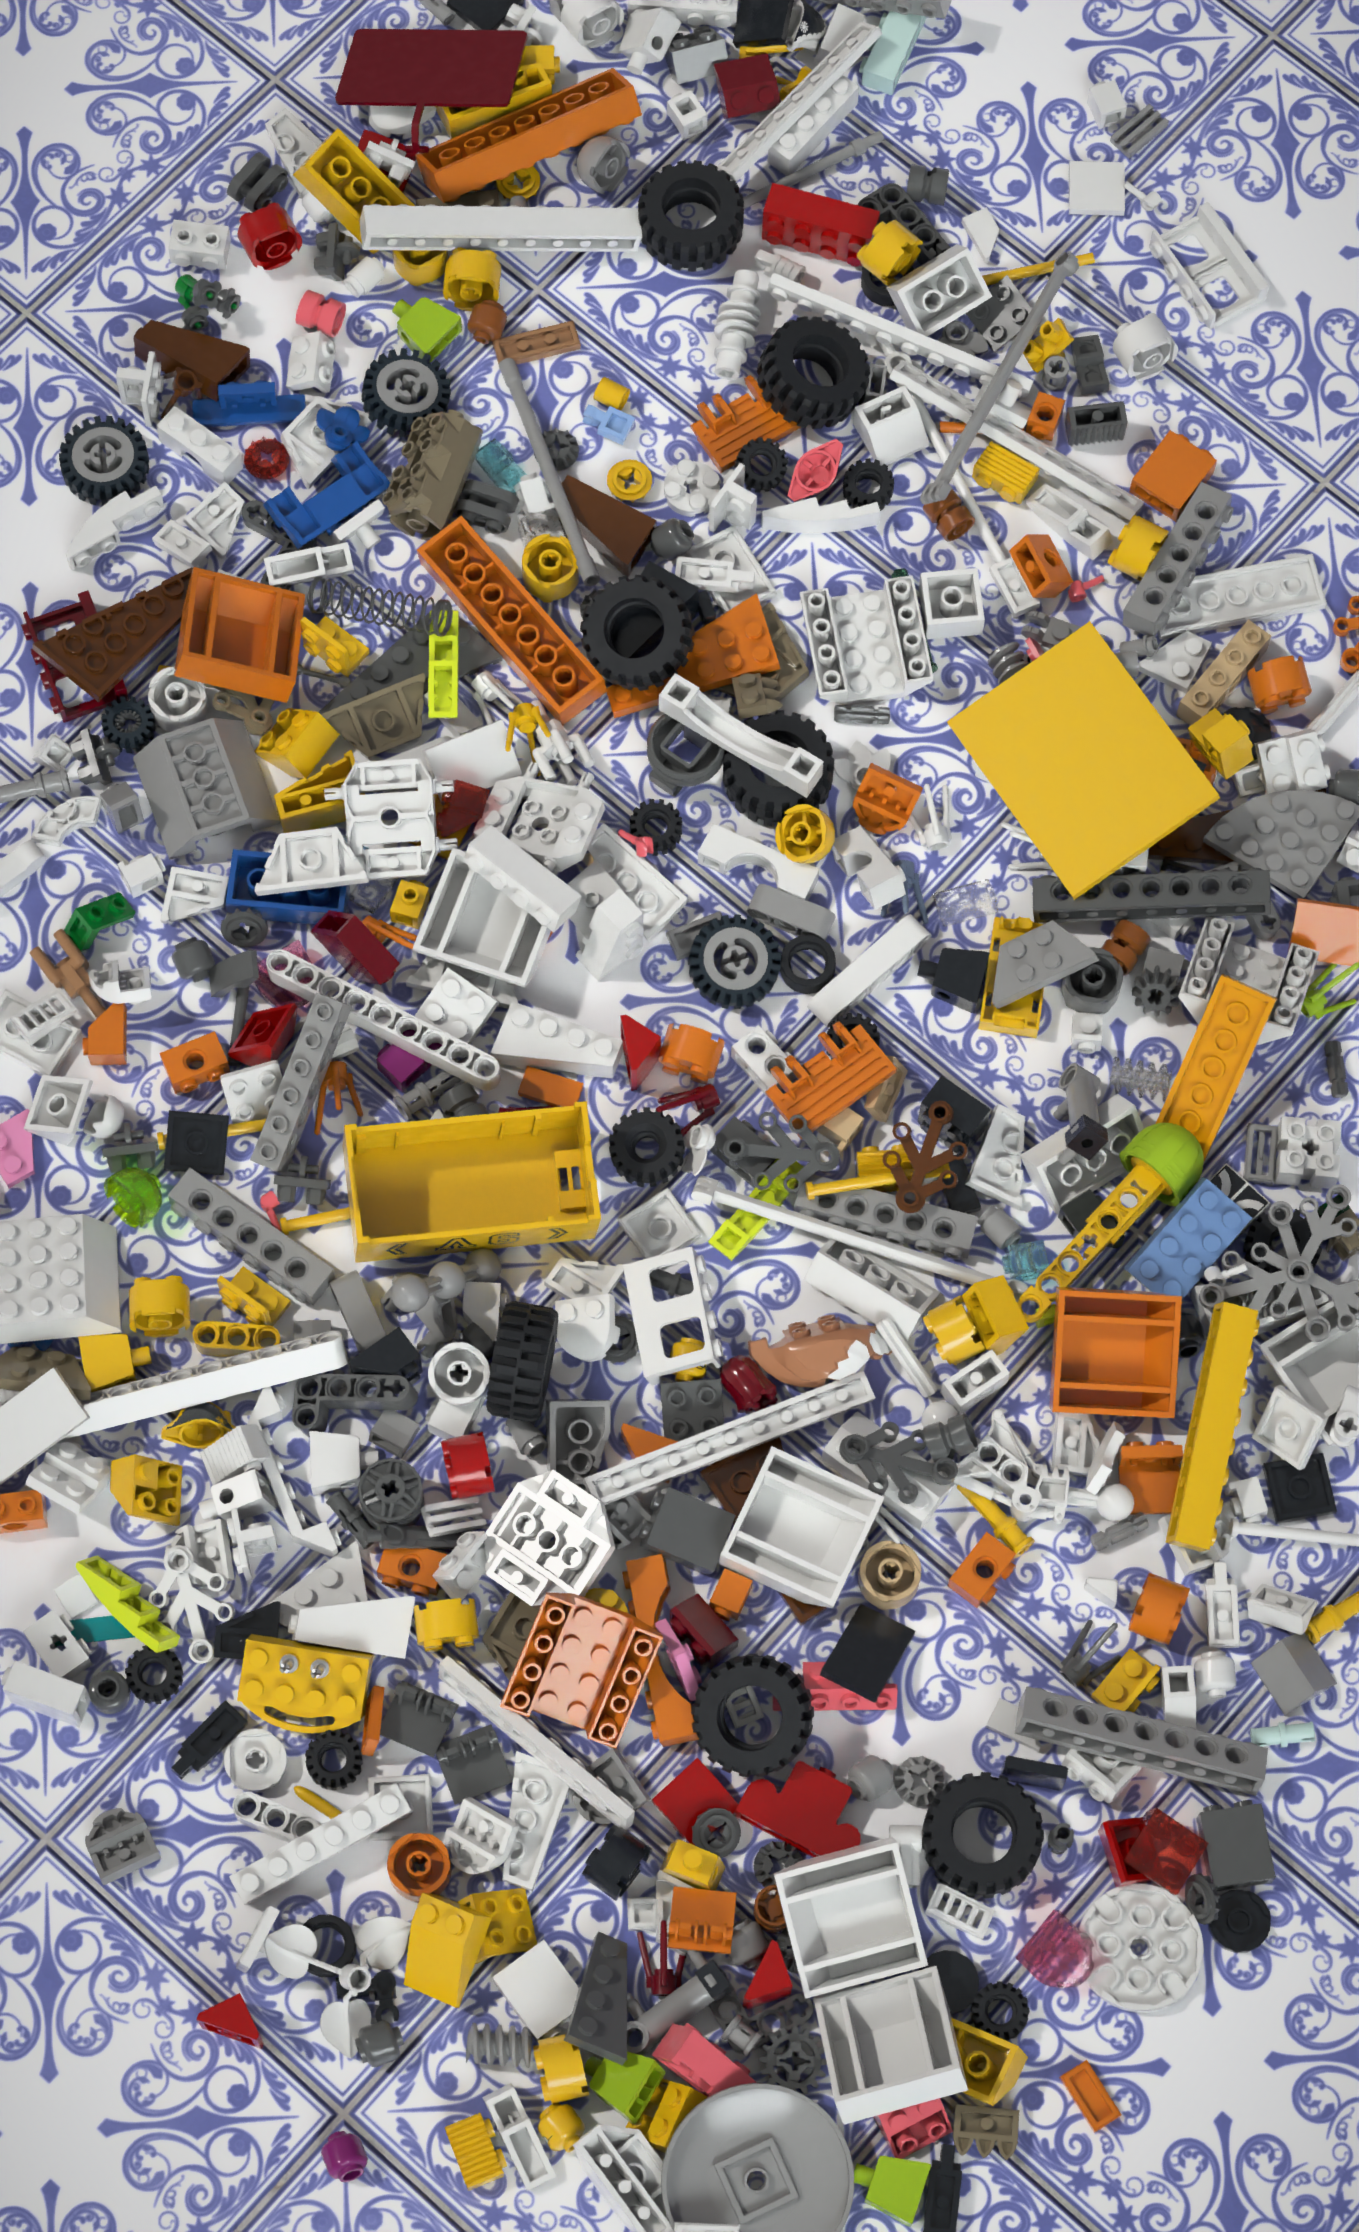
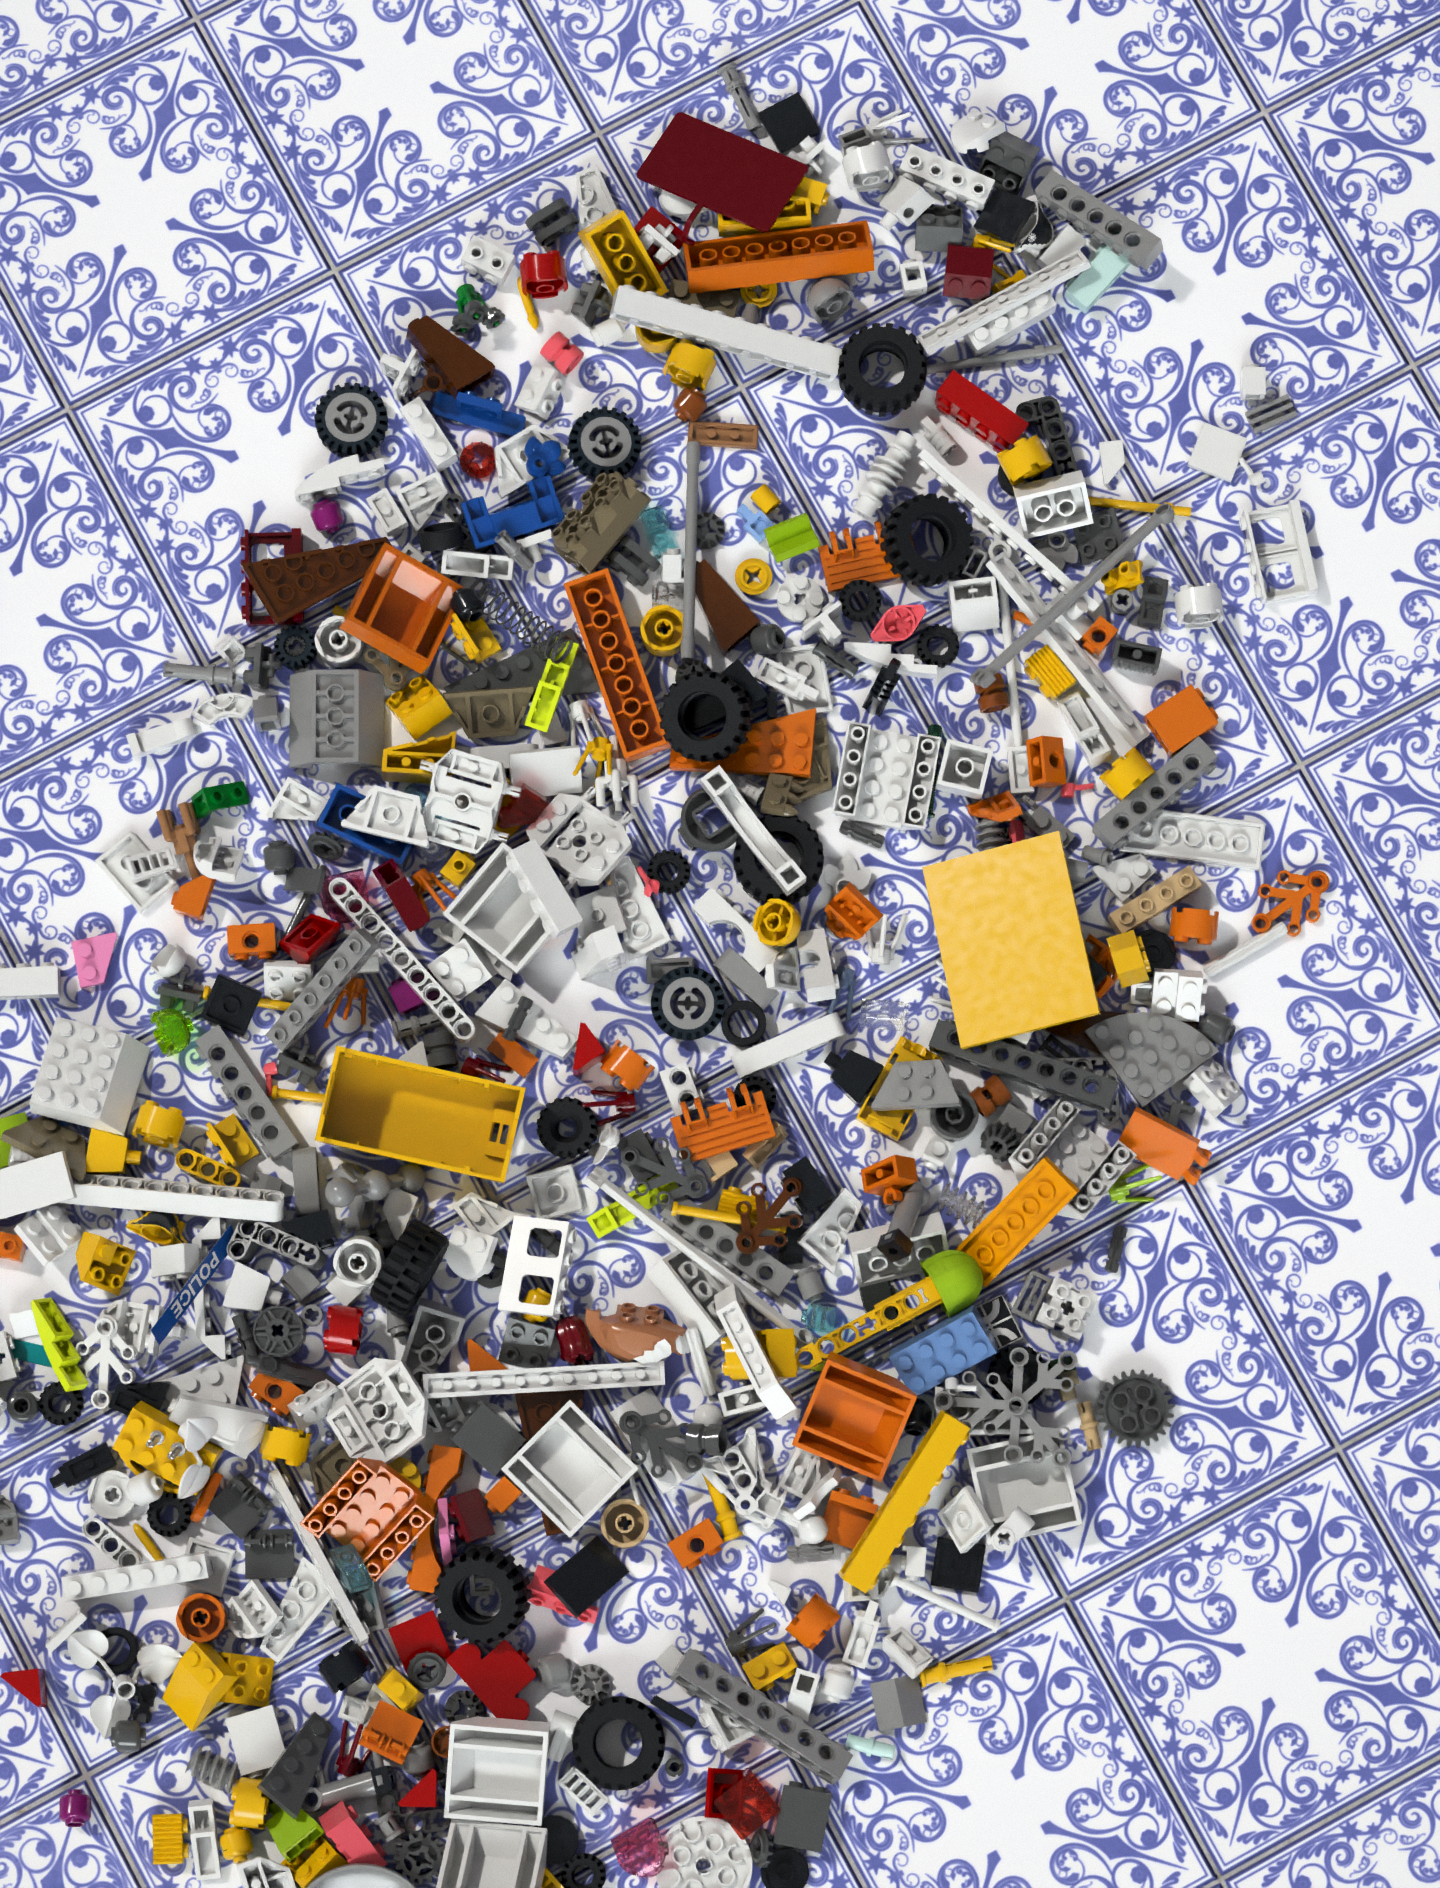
camera: 20 degrees right, 10 degrees up
(58, 1107) = (137, 940): white slope -> none
(113, 571) = (327, 516): none -> magenta head
(142, 874) = (264, 774): white brick -> none
(246, 1492) = (154, 1288): white torso -> none
(255, 547) = (441, 536): none -> black tyre
(268, 1475) = (192, 1287): none -> blue sticker
(271, 289) = (528, 306): none -> yellow piece
(294, 1733) = (145, 1488): none -> white head
(314, 605) = (467, 605): none -> black head
(343, 1622) = (197, 1432): none -> white plant
(346, 533) = (514, 550): none -> light grey axle
(423, 1457) = (315, 1308): none -> light grey bush
(426, 326) = (640, 392): lime torso -> none
(473, 1512) = (338, 1364): white tile -> none
(543, 1038) = (517, 1018): none -> dark grey axle
(585, 1739) = (352, 1568): none -> clear light blue slope
(656, 423) = (791, 537): none -> lime panel
(776, 543) = (835, 660): none -> dark grey pin
(824, 545) = (883, 686): none -> black hinge
(832, 889) = (783, 971): none -> white wing
(927, 184) = (1081, 405): dark grey wheel -> none
(970, 1318) = (751, 1353): none -> white slope
(1009, 629) = (996, 808): none -> orange wing
(1045, 1071) = (888, 1177): none -> orange brick

